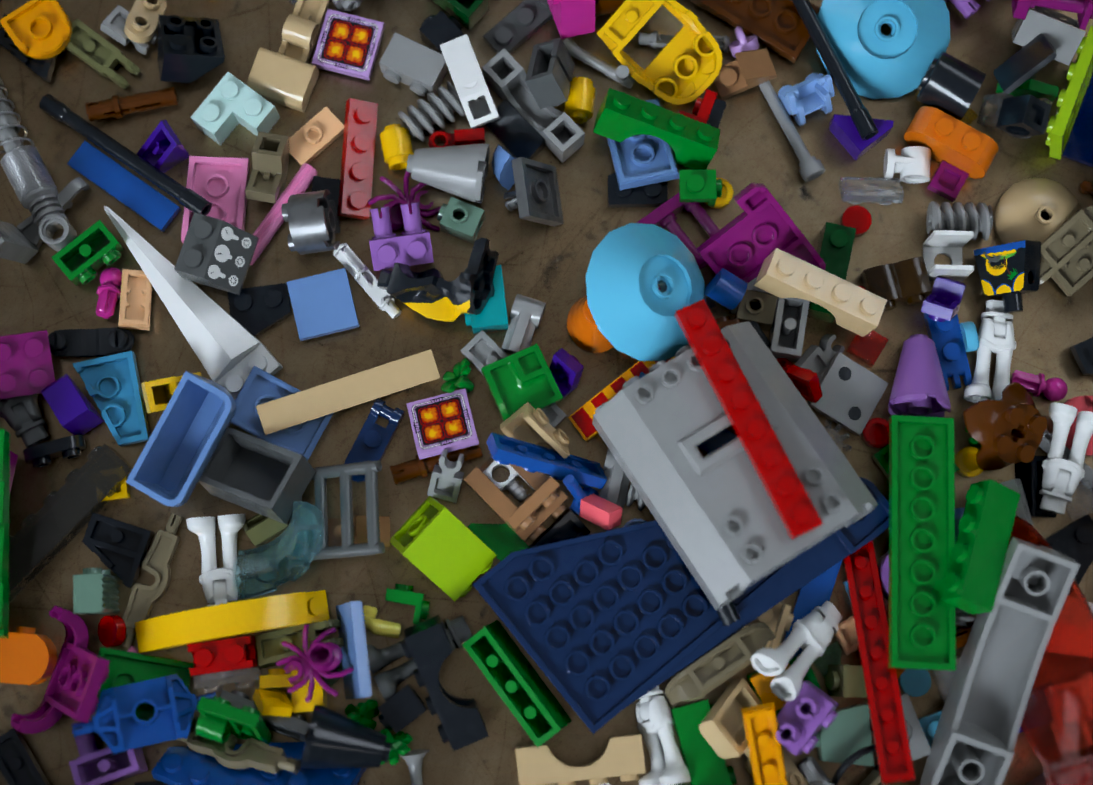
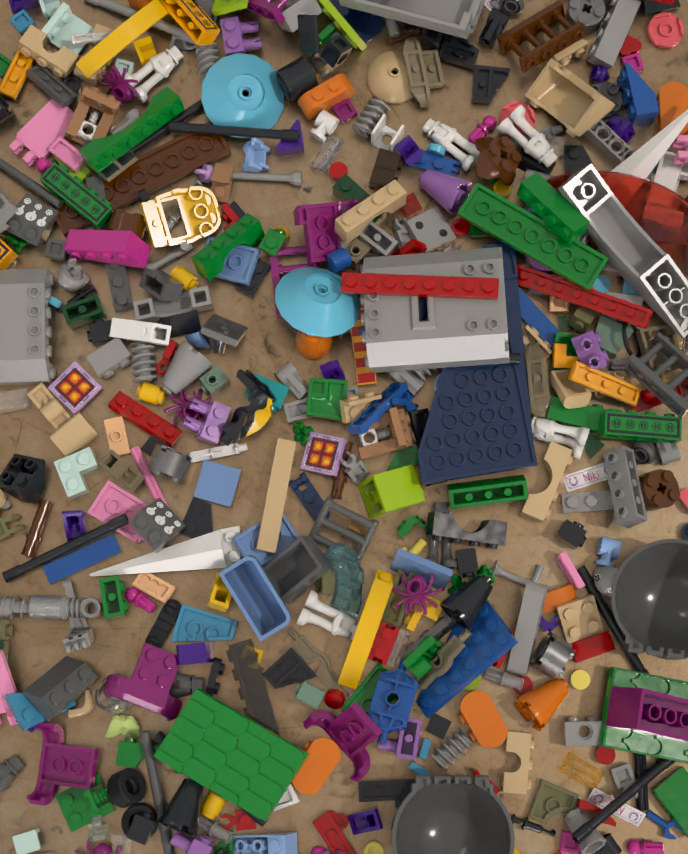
camera: 60 degrees left, 0 degrees up
(272, 702) = (425, 628): yellow tile -> none
(601, 511) = (421, 395): coral piece -> none
(810, 633) = (547, 323): white piece -> none
(1009, 271) = (414, 108): torso -> none

